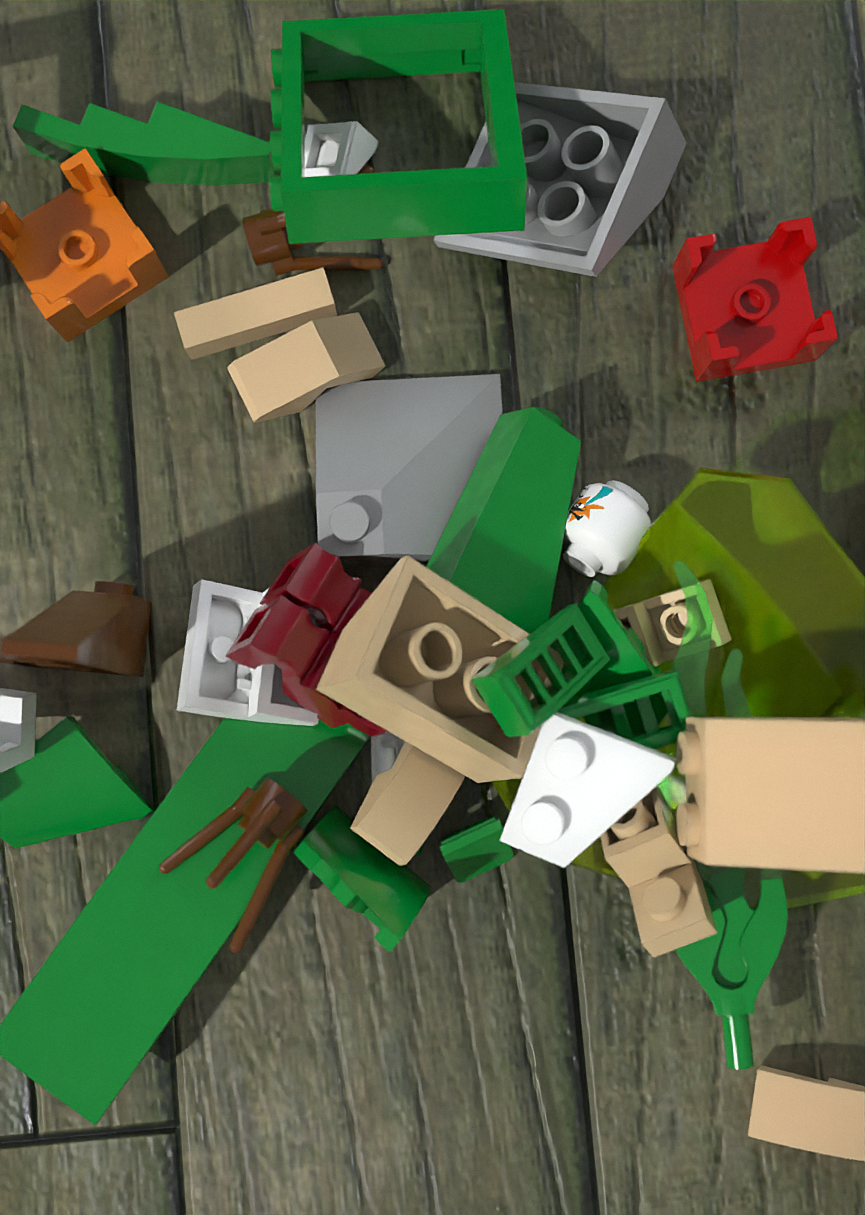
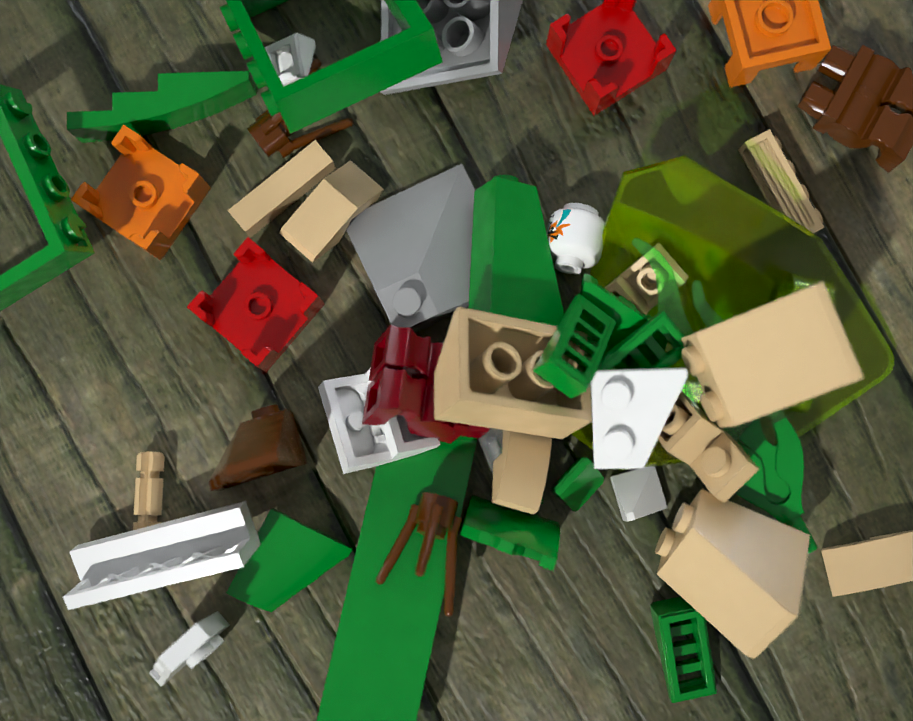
camera: 20 degrees left, 0 degrees up
(161, 451) = (258, 306): none -> red panel
(532, 1077) = (669, 623): none -> green slope
(549, 894) = (638, 493): none -> white slope
(633, 1051) = (735, 569): none -> tan slope

